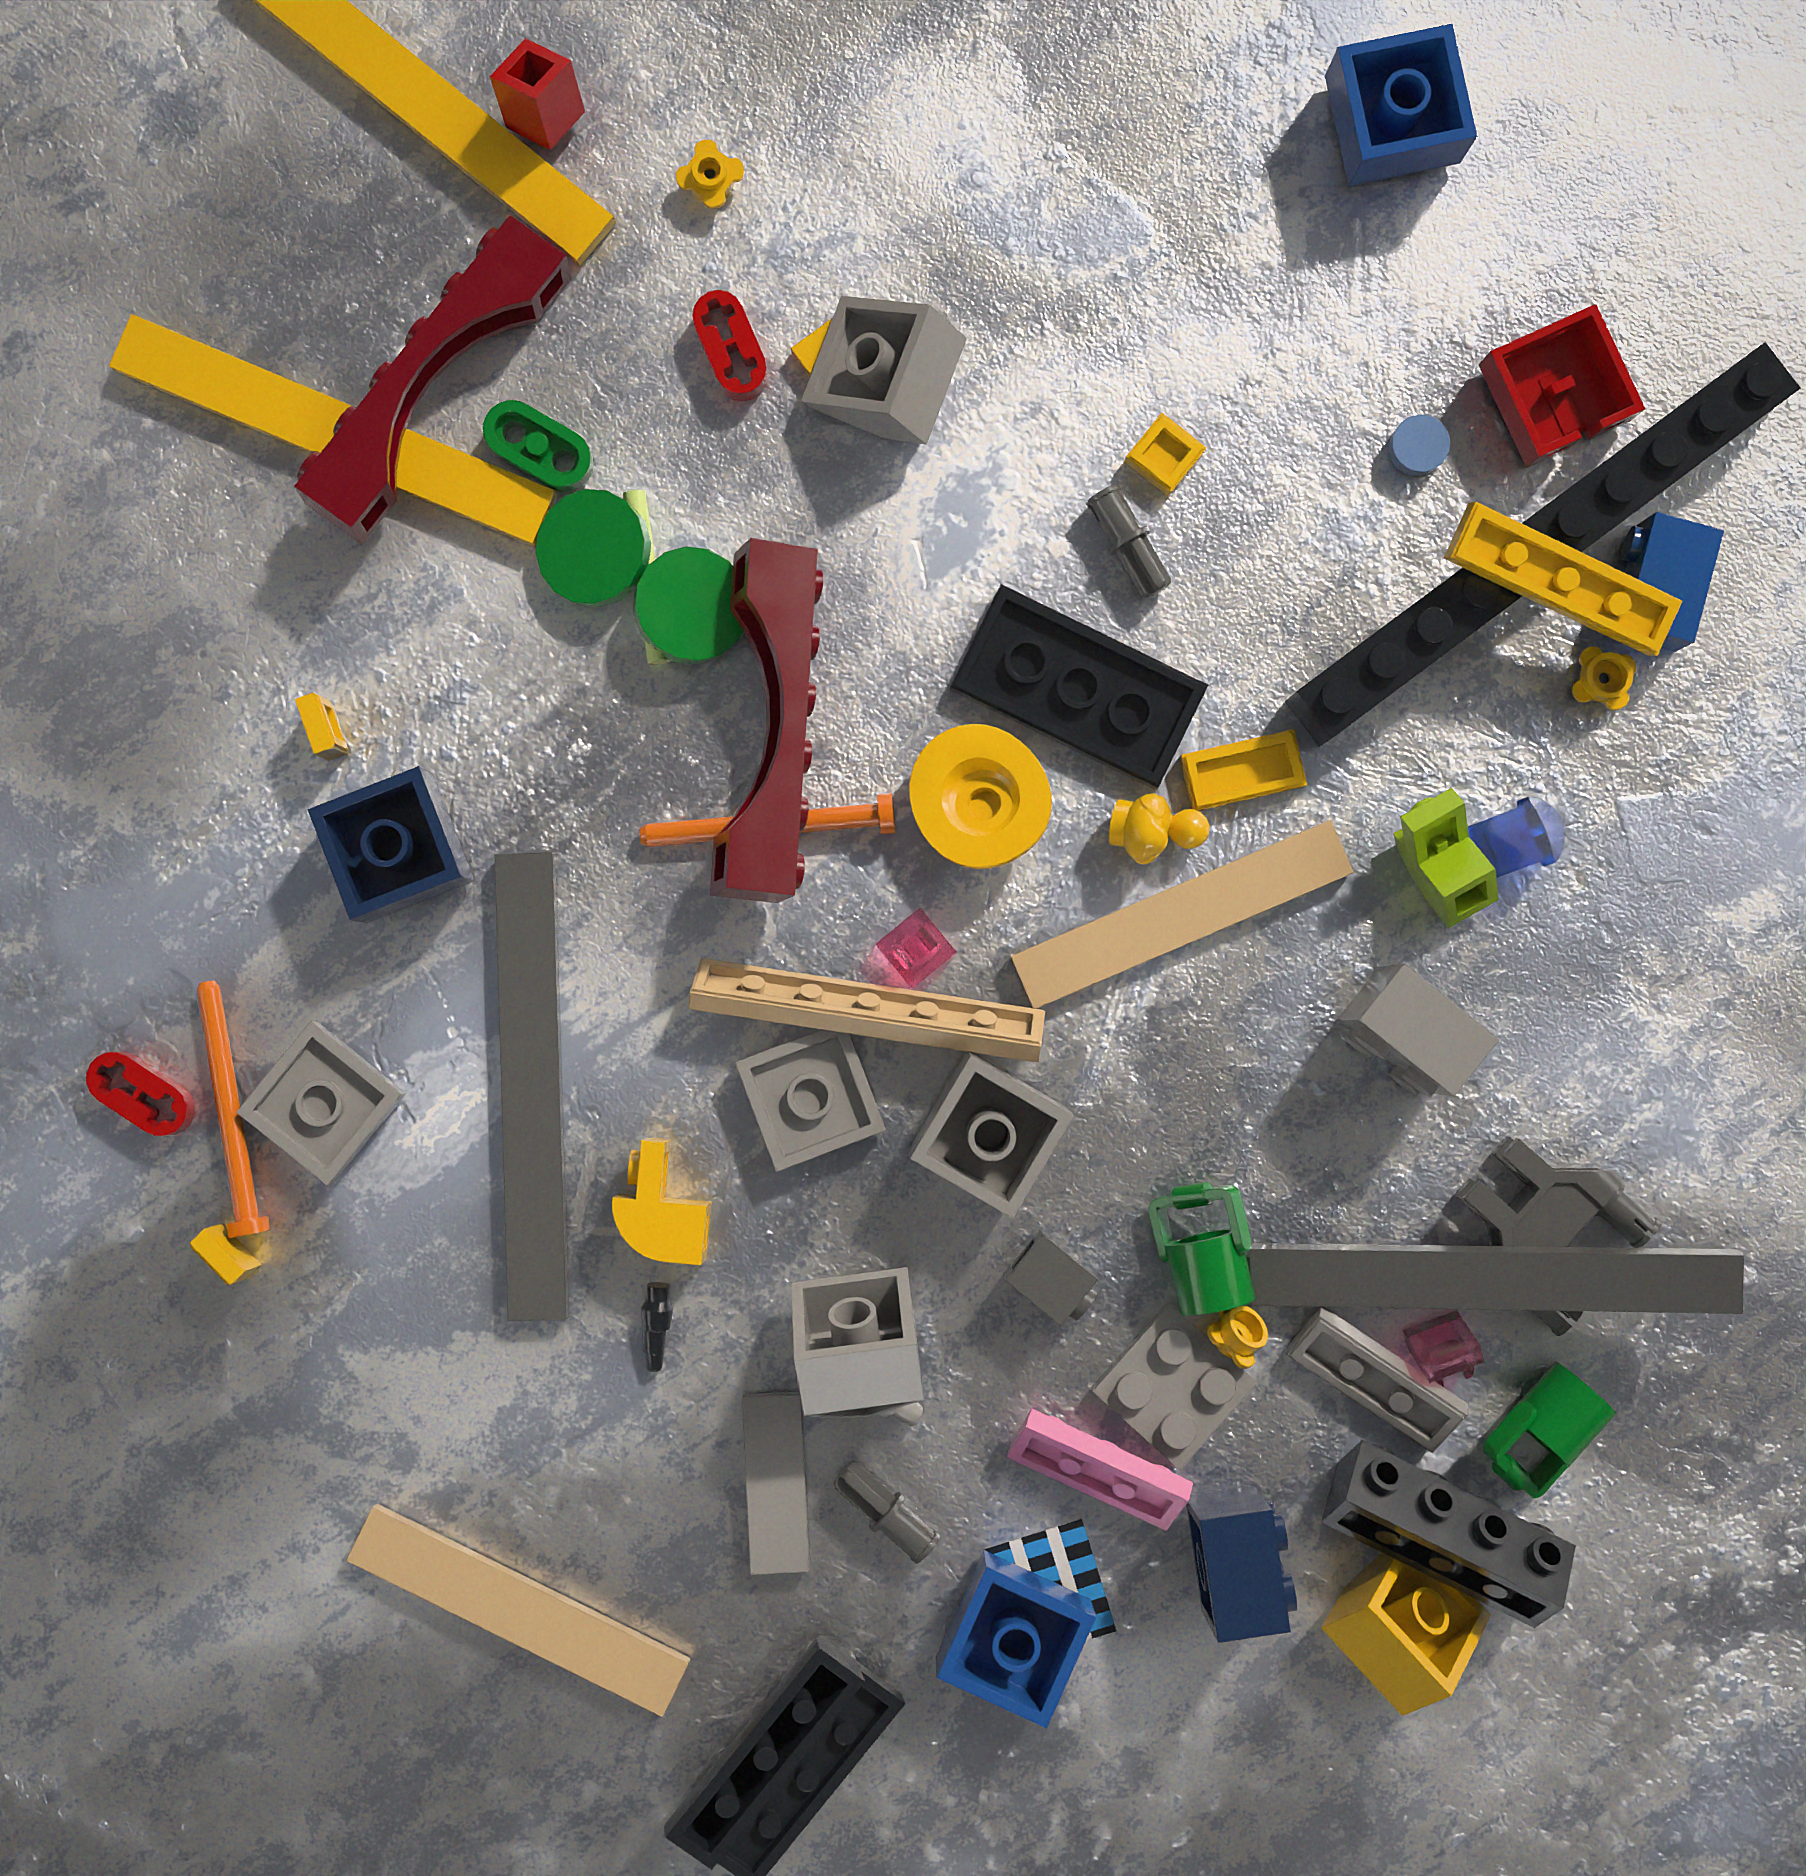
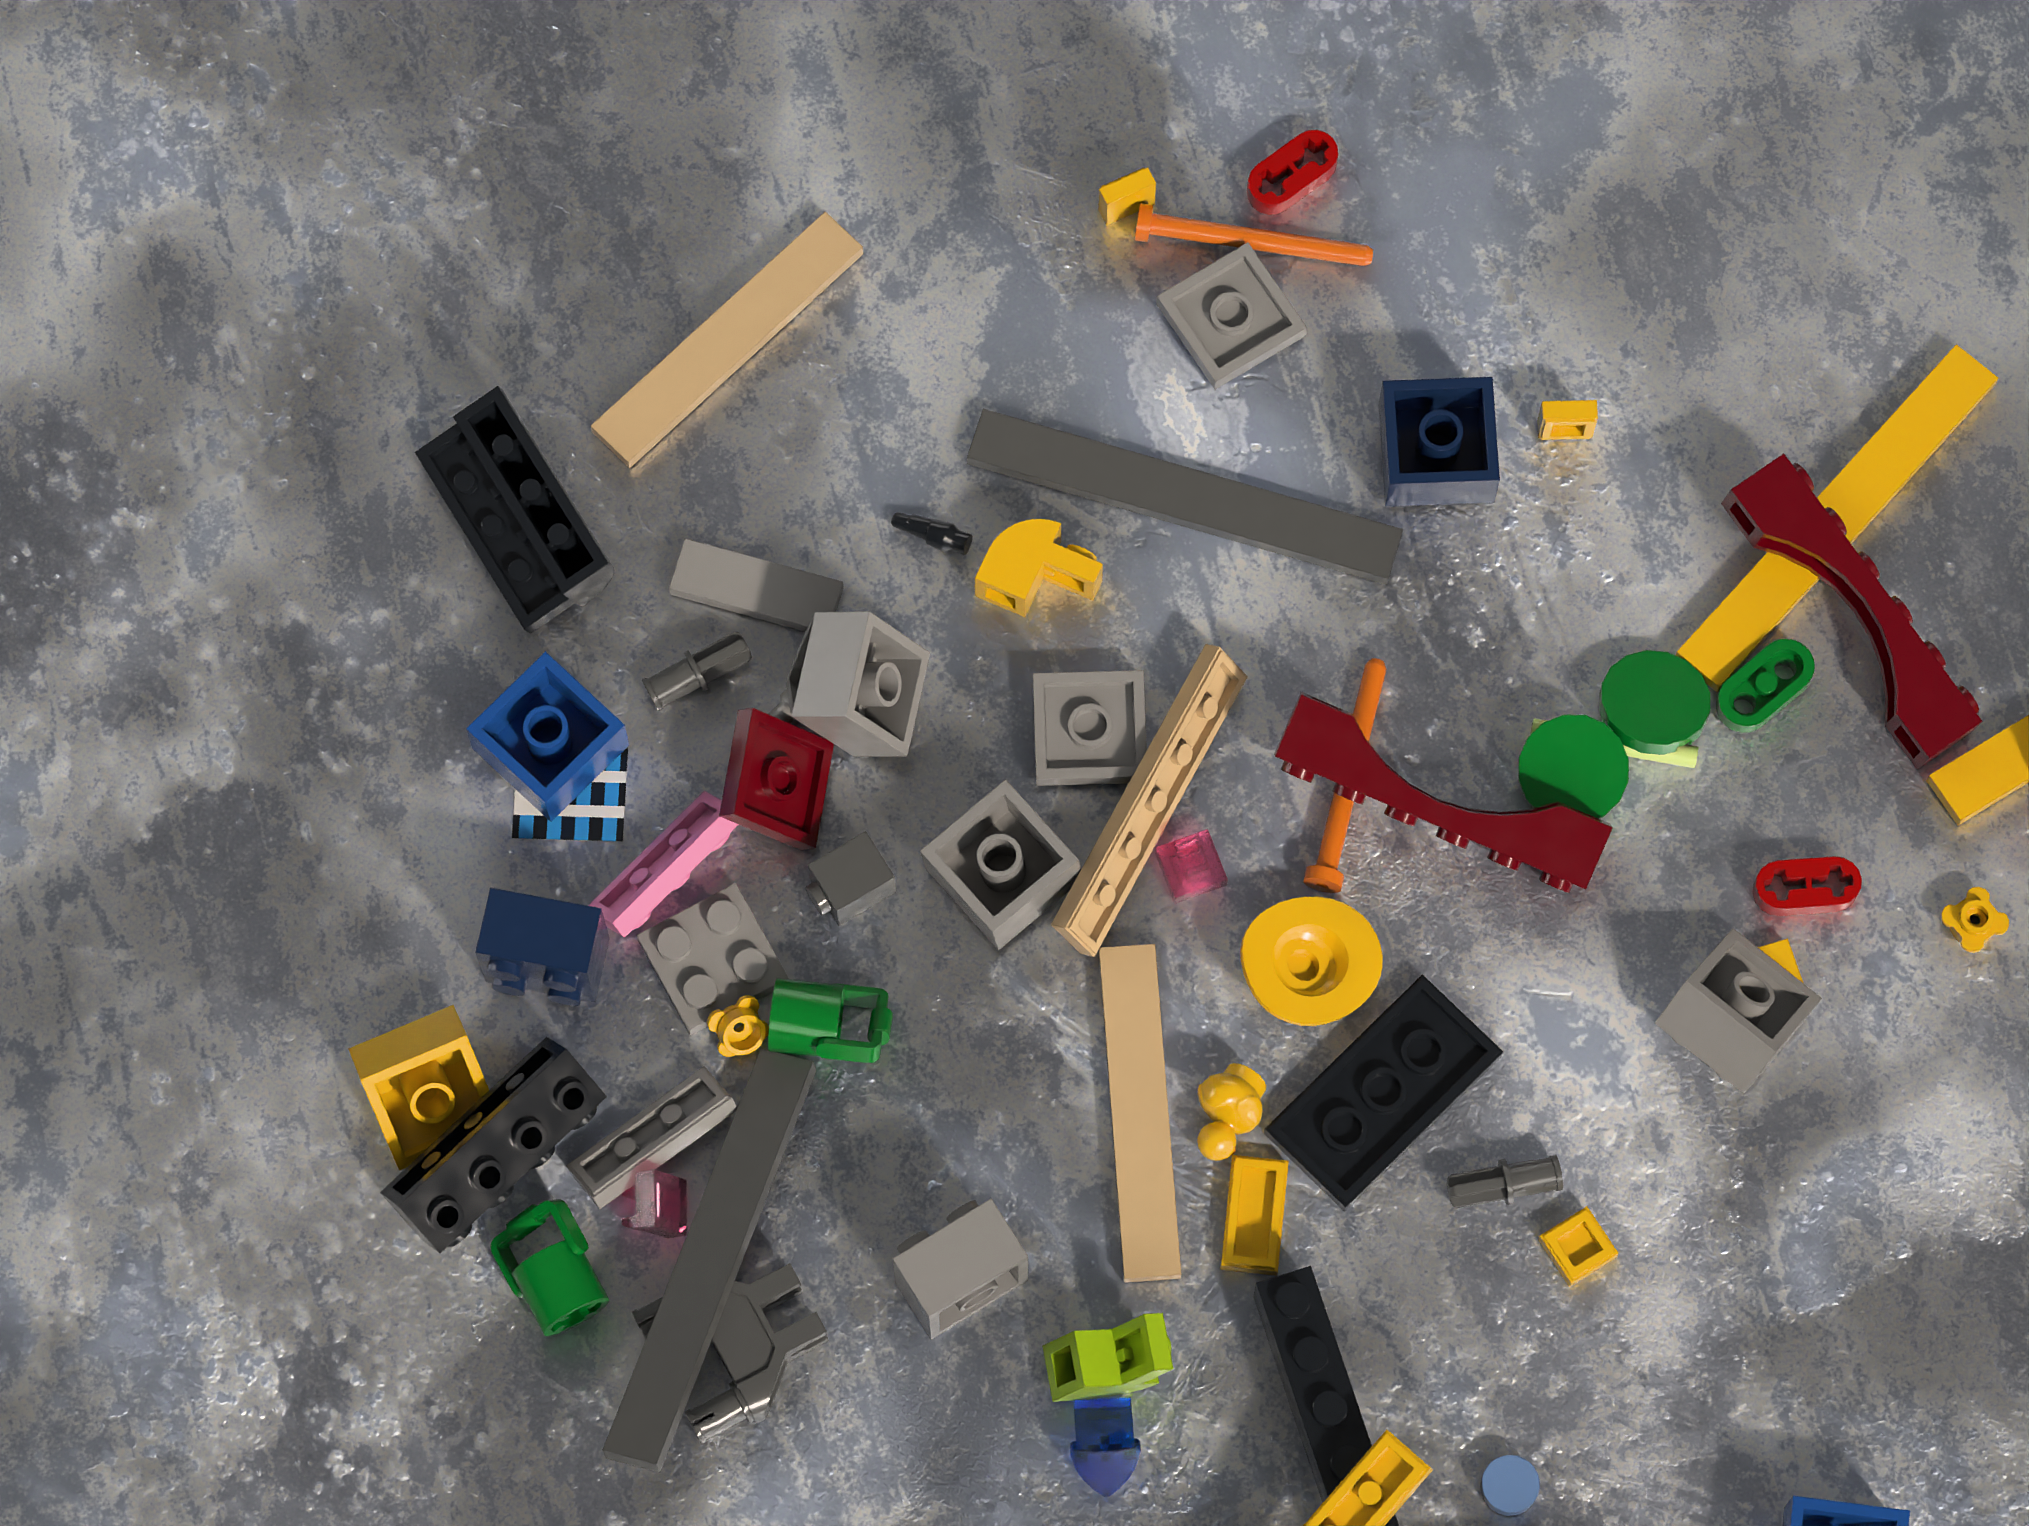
camera: 110 degrees right, 15 degrees down
(981, 1391) = (776, 779): none -> dark red plate

